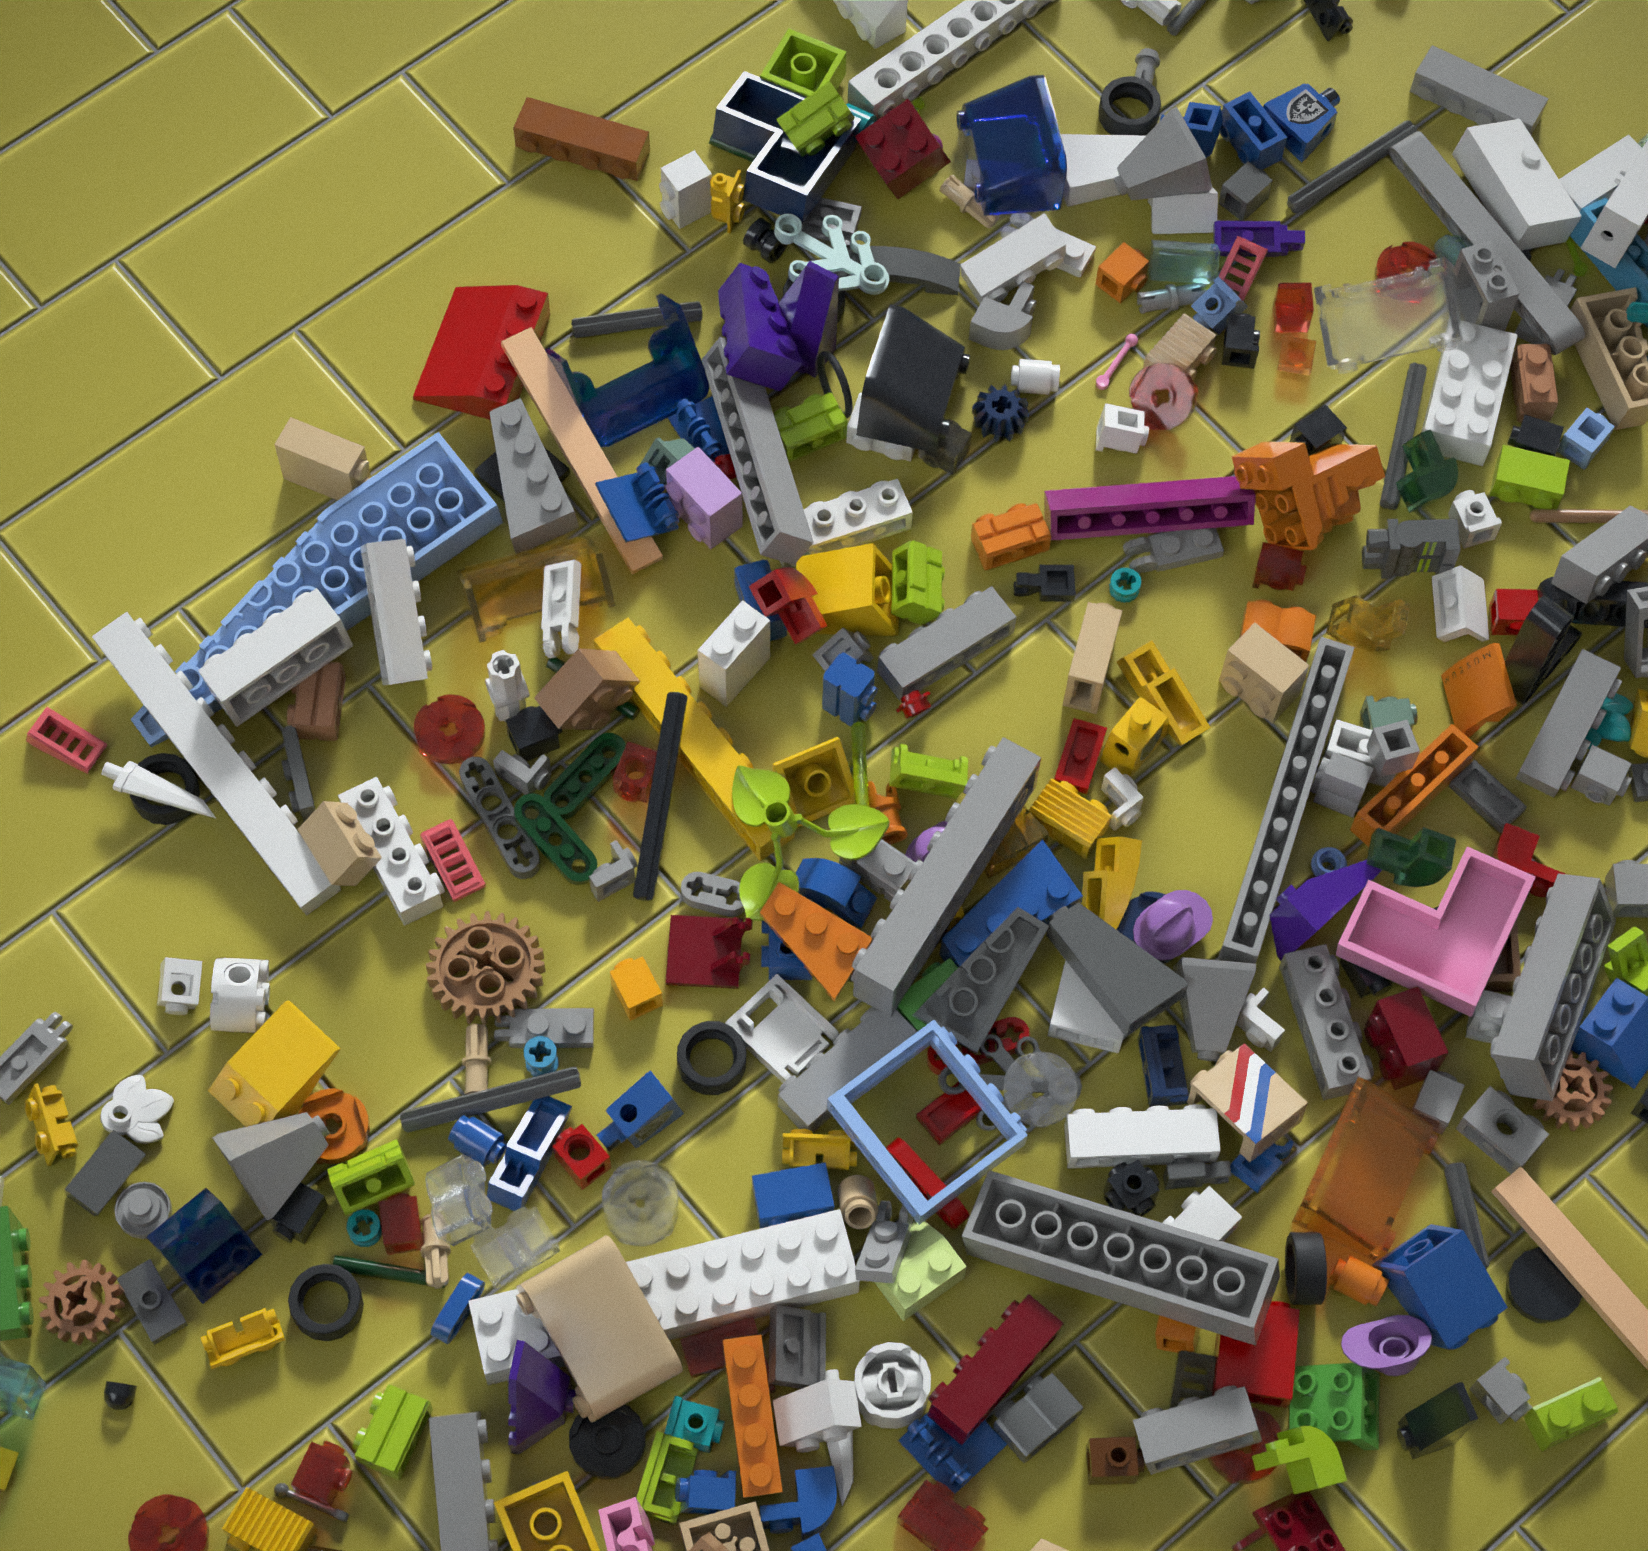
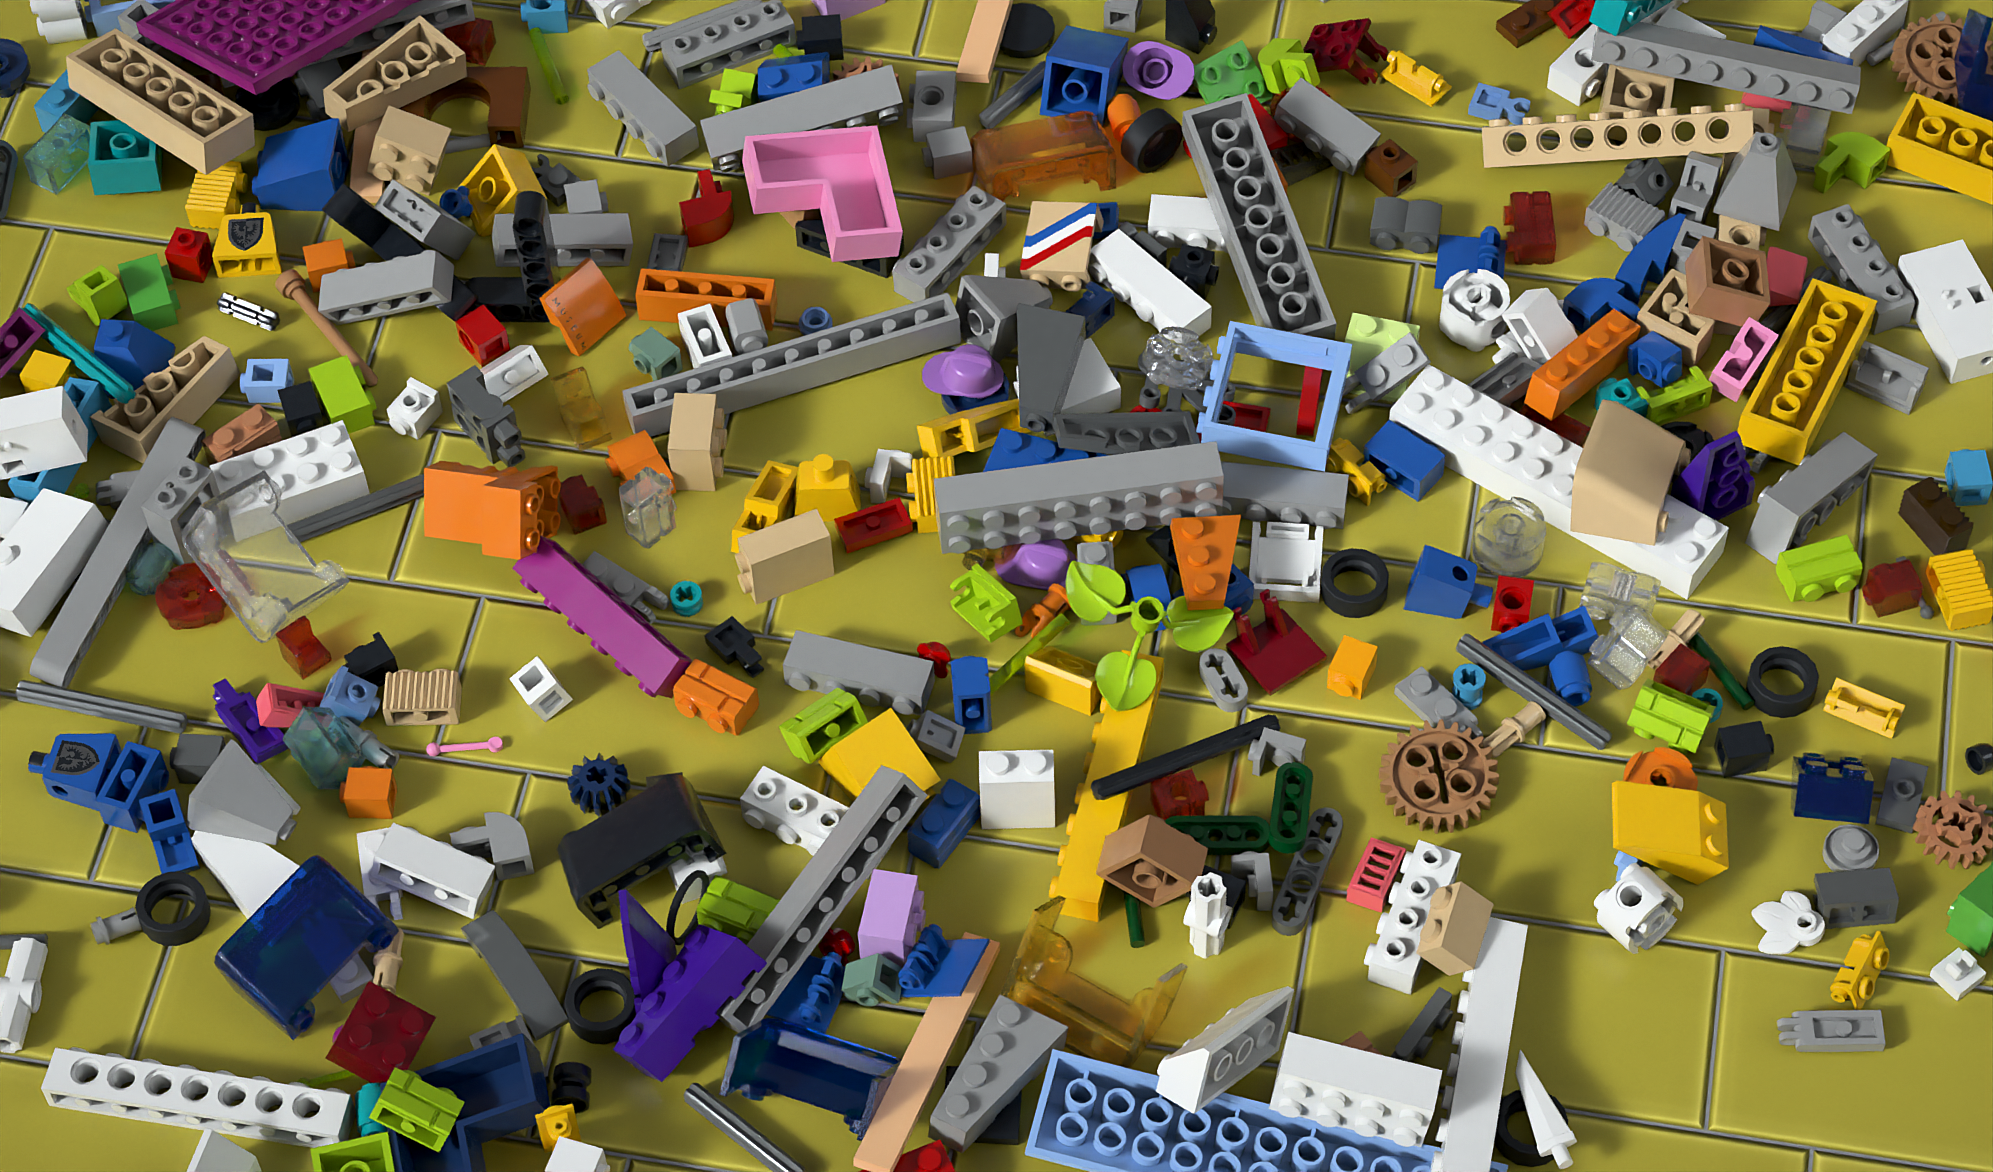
camera: 125 degrees left, 10 degrees down
(181, 972) = (1668, 970): white brick -> none
(273, 1157) = (1731, 770): light grey slope -> none
(439, 714) = (1276, 944): clear red plate -> none
(457, 1308) = (1700, 596): blue beam -> none
(561, 607) = (1087, 954): white hinge -> none
(790, 596) = (941, 769): red brick -> none
(837, 257) = (552, 999): light aqua plant -> none
(858, 1201) = (1368, 415): tan brick -> none
(994, 1369) = (1400, 257): dark red brick -> none
(1035, 376) = (538, 784): white brick -> none
(1181, 393) = (469, 683): clear red plate -> none
(1224, 597) = (648, 507): none -> clear brick
(1296, 355) = (350, 620): clear orange plate -> none
(1315, 903) = (859, 284): dark purple wedge -> none
(1319, 430) = (422, 555): black brick -> none
(1392, 748) = (703, 296): light grey brick -> none
(1405, 1038) = (925, 182): dark red brick -> none
(1414, 861) = (776, 246): clear green brick -> none
(1431, 474) = (400, 452): clear green brick -> none

